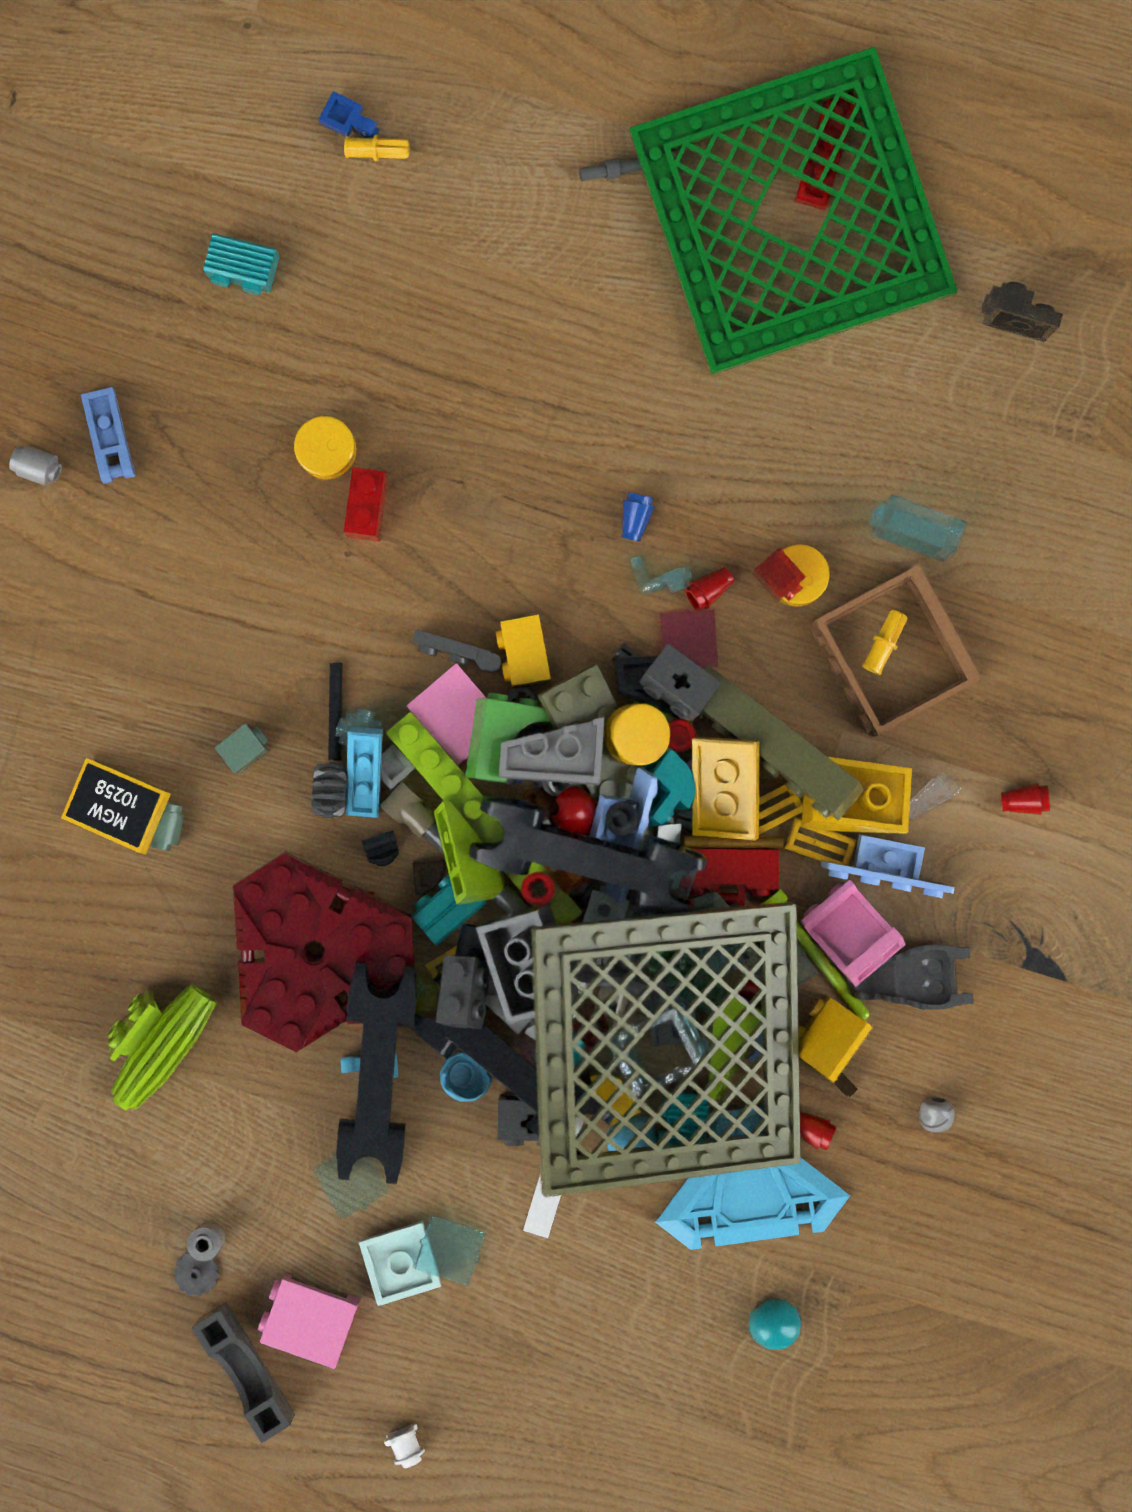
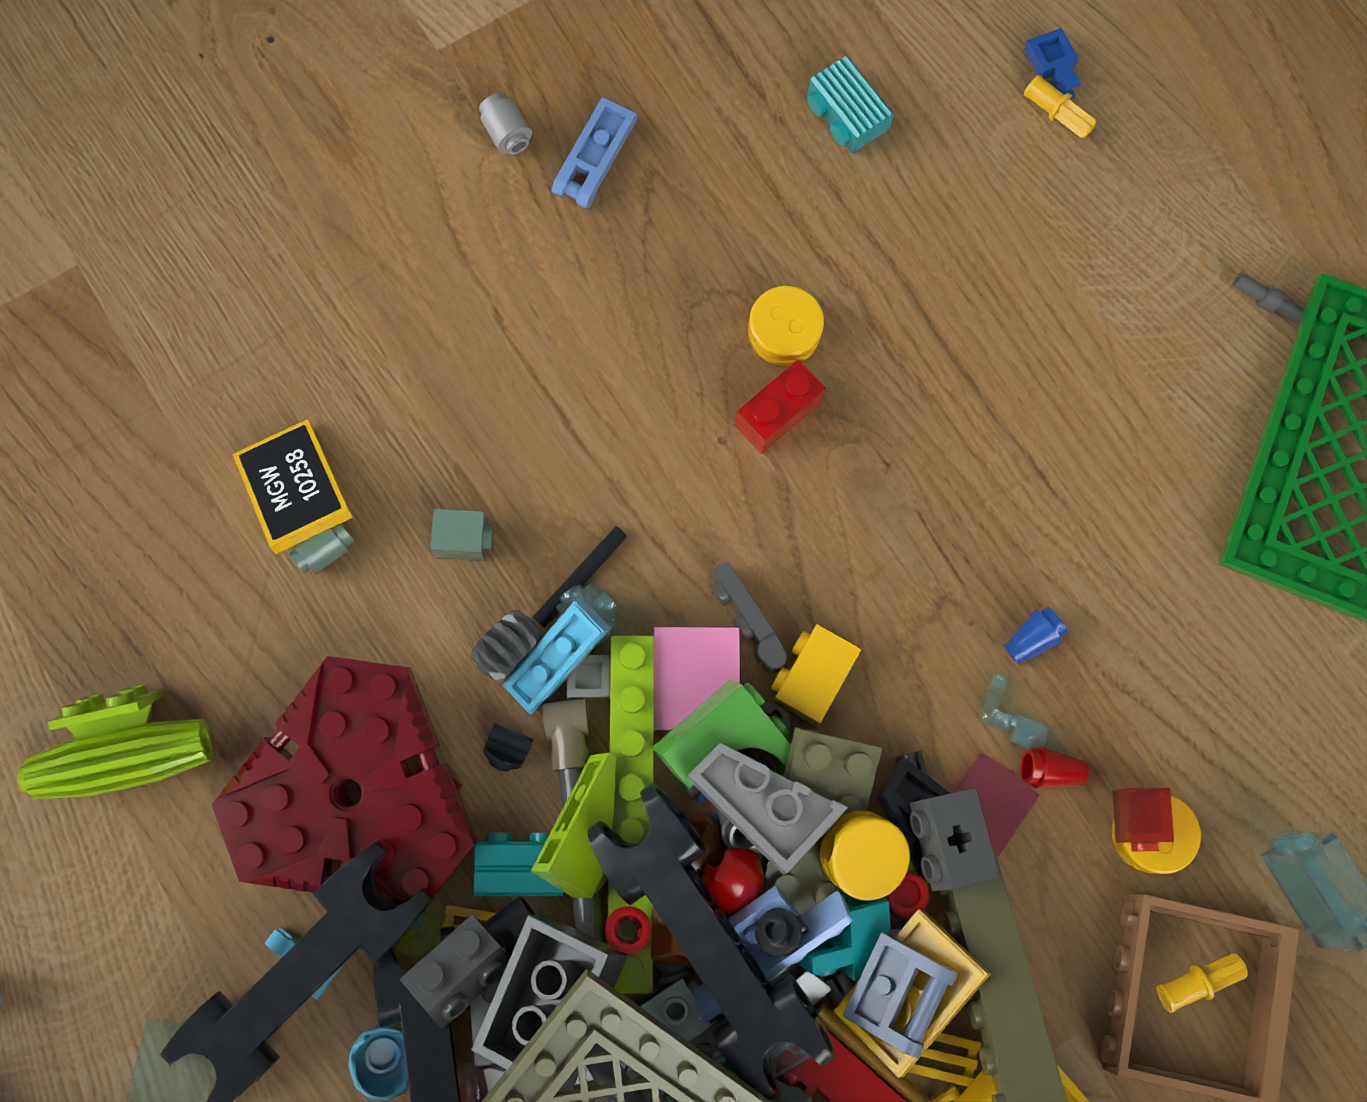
camera: 35 degrees right, 10 degrees down
(427, 875) = (529, 815): dark brown tile -> none
(707, 796) = (885, 988): none -> sand blue plate

